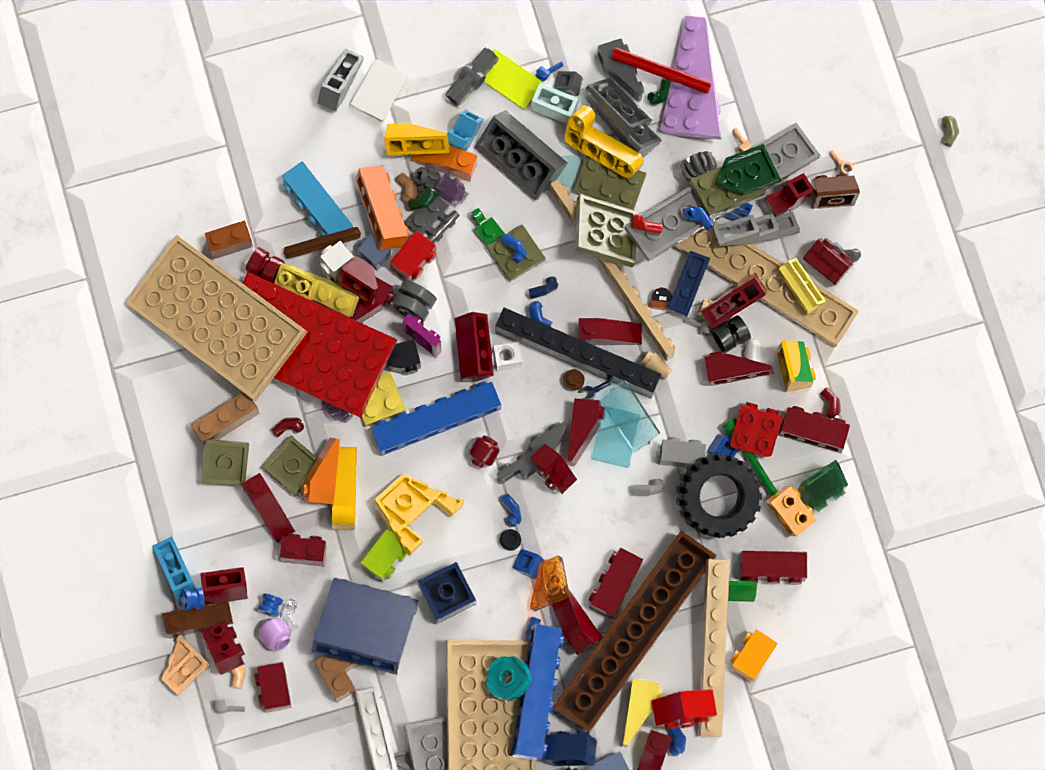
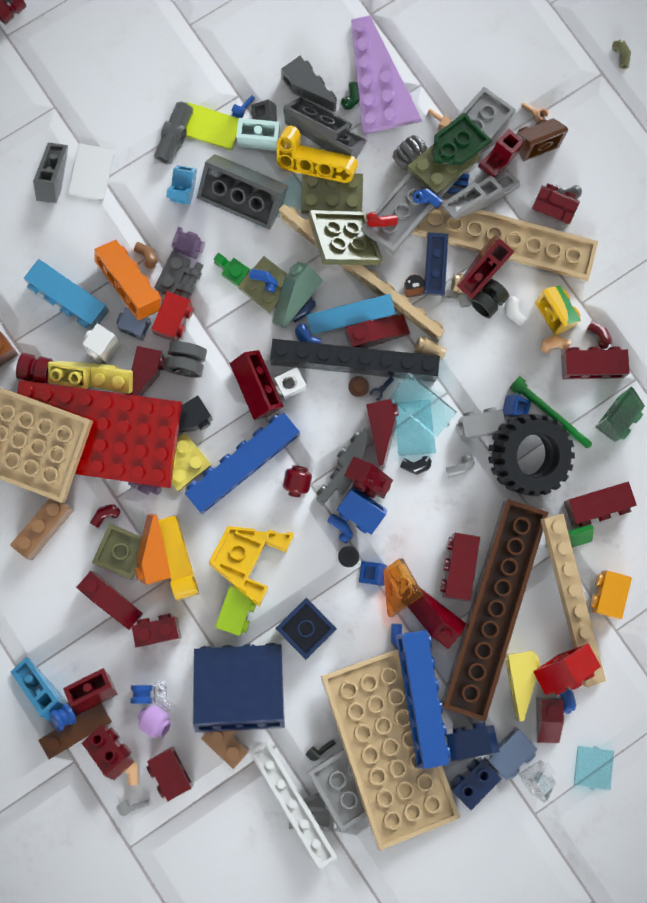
camera: 20 degrees left, 5 degrees up
(183, 667) = (76, 781): light nougat wing -> none
(224, 462) = (54, 570): olive plate -> none
(322, 242) = (81, 329): reddish brown axle -> none
(359, 279) = (127, 354): dark red slope -> none
(414, 139) = (138, 207): yellow slope -> none
(416, 715) = (314, 754): none -> pearl dark grey hand
(424, 200) = (166, 260): dark green arm -> none
(427, 176) = (161, 238): dark grey gear -> none
(427, 339) = (208, 391): magenta plate -> none
(457, 162) = (170, 216): orange slope -> none
(496, 676) = (380, 698): teal plate -> none
(536, 498) = (361, 510): none -> blue brick
(543, 267) = (295, 292): none -> sand green slope
(588, 307) = (351, 314): none -> dark azure slope
(605, 475) = (416, 467): none -> black arm
(661, 70) = (347, 73): red axle -> none
(731, 368) = (500, 330): dark red slope -> none
(756, 429) = (543, 380): red bracket -> none
(781, 395) = (554, 341): none -> light nougat arm
(791, 510) = (600, 446): light orange brick -> none
(801, 286) = (540, 234): light yellow piece -> none

